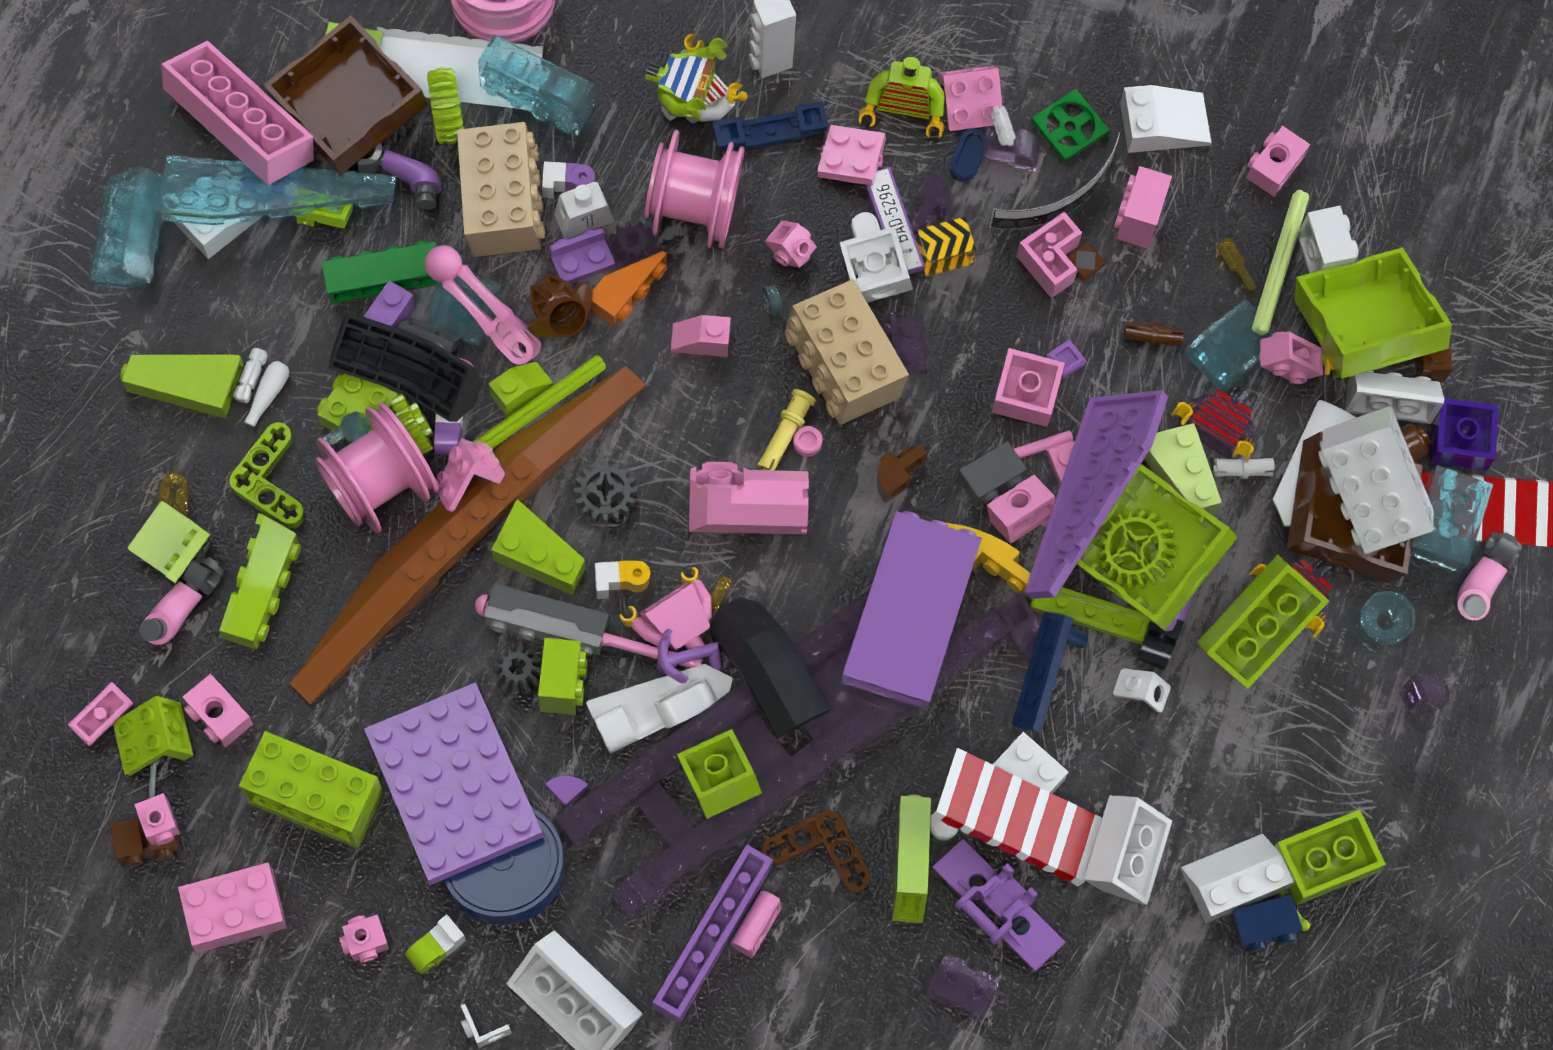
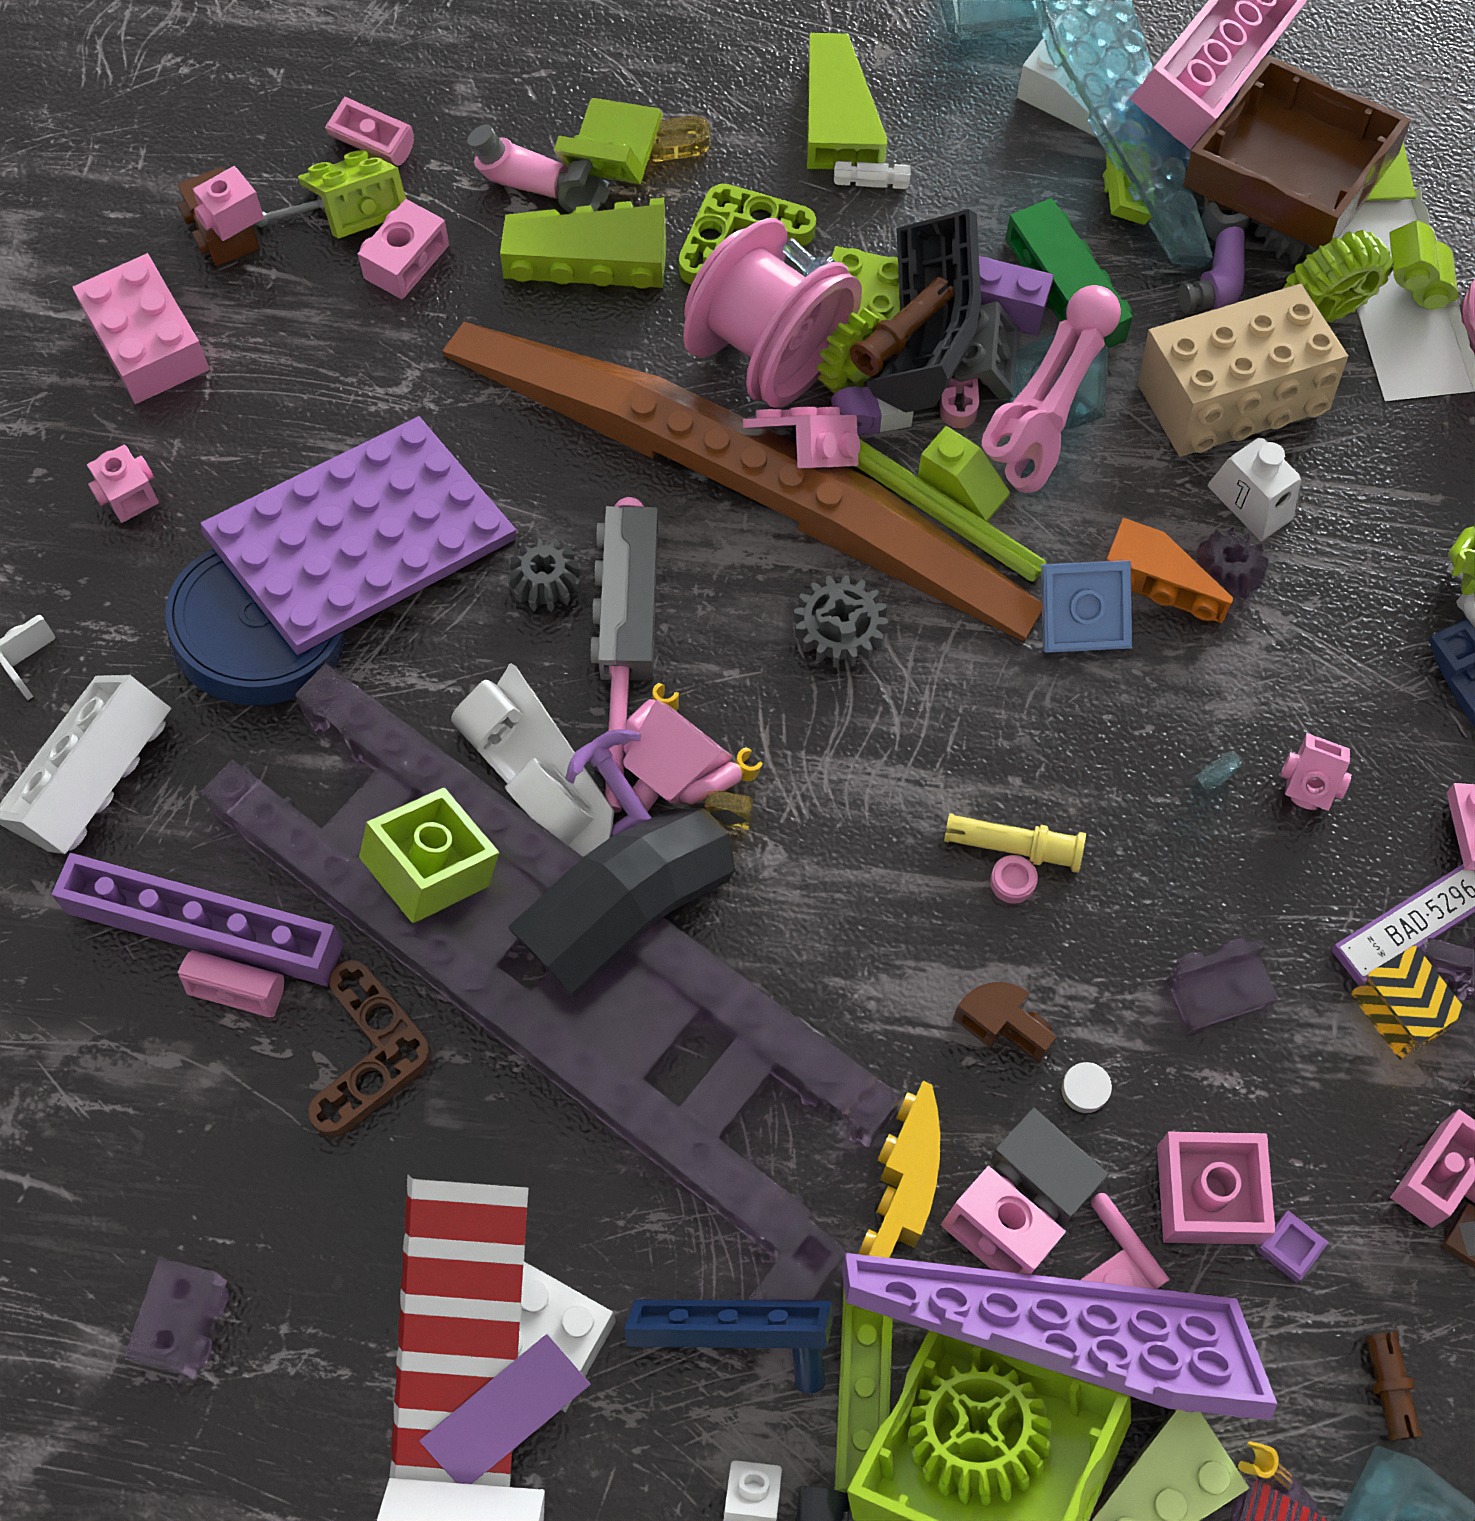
camera: 80 degrees right, 5 degrees down
(269, 387) = (865, 198): white piece -> none
(311, 789) = (305, 363): lime brick -> none
(421, 395) = (891, 336): none -> reddish brown pin
(435, 945) = (132, 573): leg -> none
(452, 49) = (1423, 265): none -> lime brick
(536, 85) = (1417, 378): clear light blue brick -> none
(537, 551) = (725, 553): lime wedge -> none
(555, 300) = (1098, 480): reddish brown piece -> none
(560, 676) = (541, 621): lime brick -> none
(564, 177) = (1300, 453): leg -> none
(566, 788) = (389, 681): medium lavender tile -> none
(581, 256) = (1187, 505): medium lavender bracket -> none
(621, 575) = (720, 668): leg -> none
(640, 340) = (1086, 606): none -> medium blue tile
(694, 189) = (1342, 604): bright pink wheel -> none
(702, 336) = (1126, 694): bright pink slope -> none
(747, 500) = (882, 807): bright pink brick -> none
(846, 352) = (1167, 884): tan brick -> none
(874, 259) = (1337, 897): white brick -> none
(911, 609) = (765, 1076): medium lavender brick -> none
(912, 859) = (364, 1184): lime slope -> none
(948, 440) = (1086, 1087): none -> white tile
(1006, 899) = (334, 1362): medium lavender piece -> none
(1065, 804) = (505, 1411): none -> medium lavender sticker

